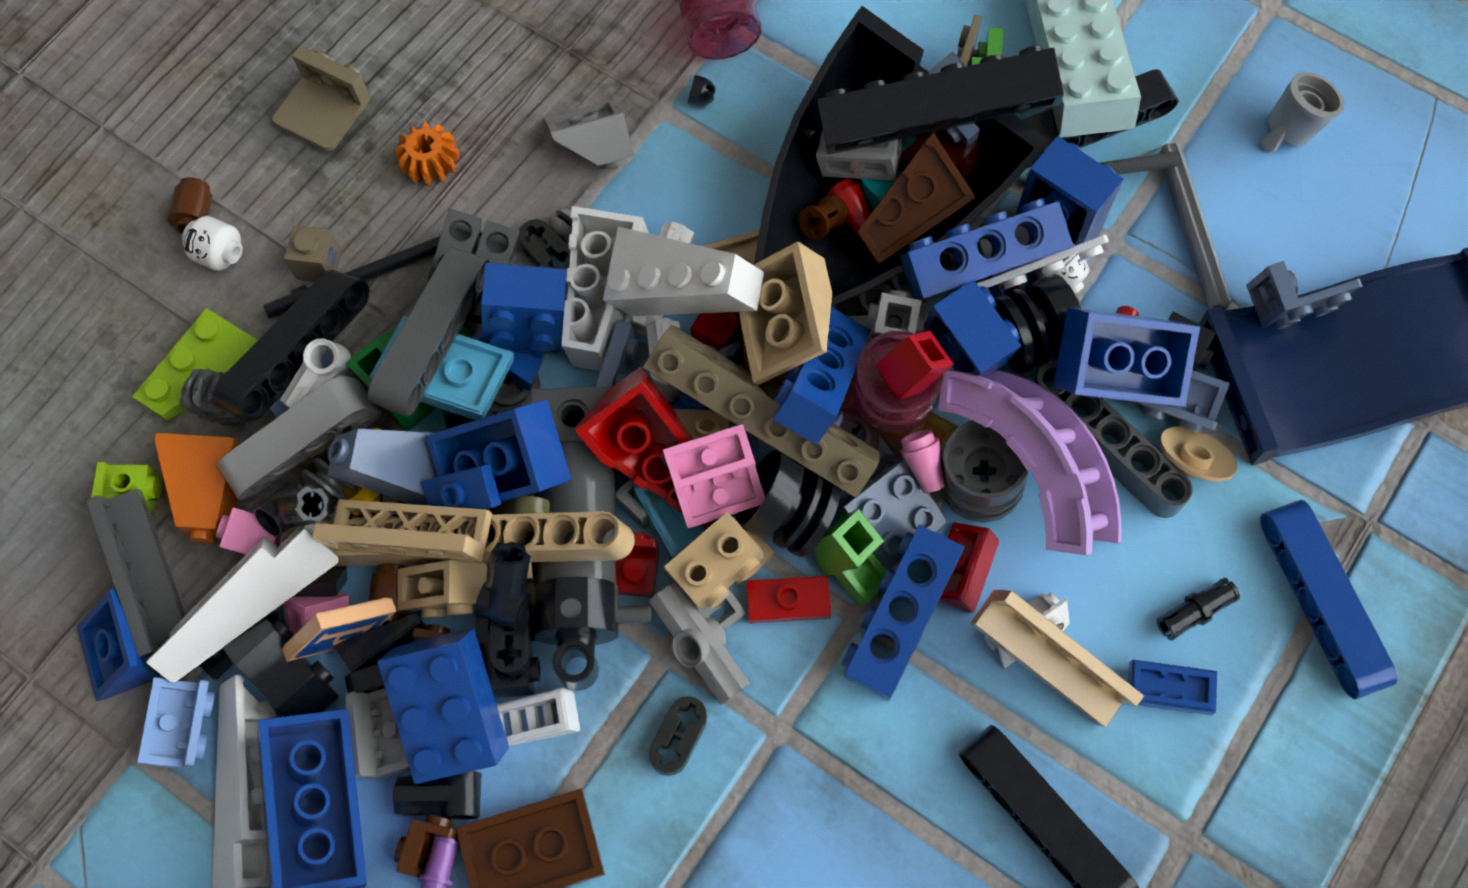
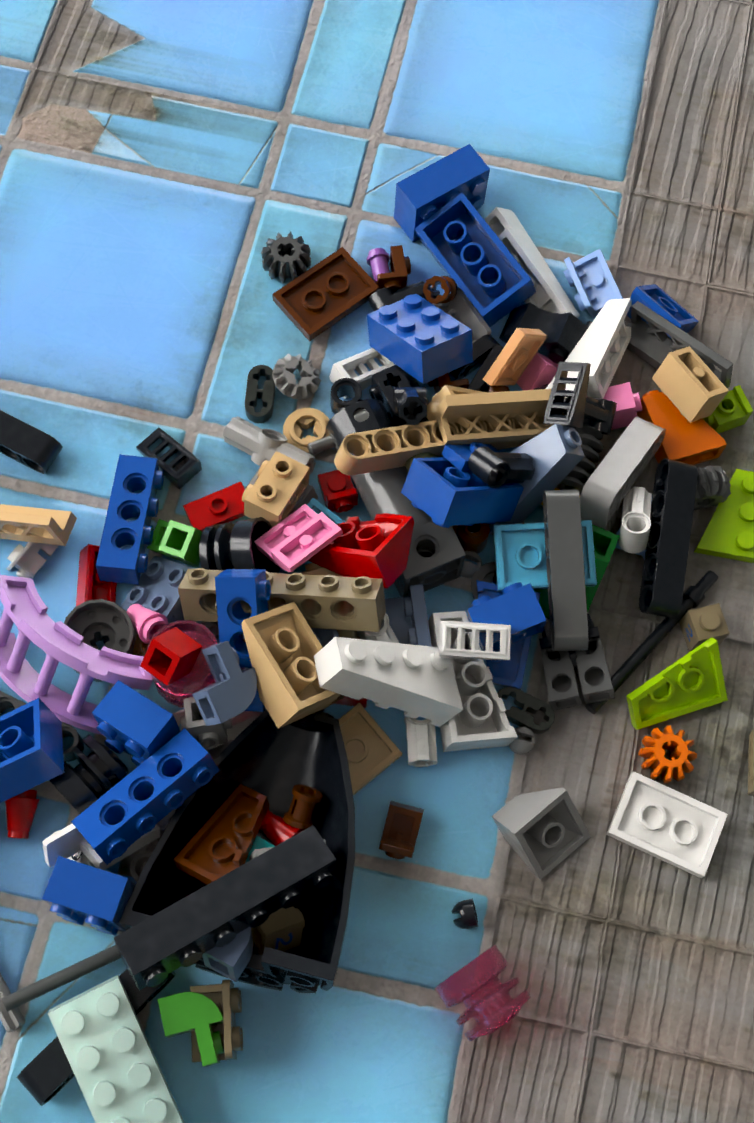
camera: 150 degrees right, 0 degrees up
(152, 500) = (690, 384): none -> tan brick
(331, 488) = (576, 407): none -> black slope
(376, 204) = (681, 688): none -> lime wing
(378, 774) = (446, 283): none -> reddish brown bush
(444, 451) = (500, 467): none -> black piece
(466, 97) = (667, 824): none -> white plate
(579, 286) = (461, 653): none -> white slope
(625, 757) = (285, 379): none -> light grey gear
(645, 640) = (305, 419): none -> tan gear
(732, 178) = (401, 830): none -> reddish brown bracket
(833, 668) = (183, 474): none -> black slope
(864, 304) = (232, 688): none -> sand blue brick

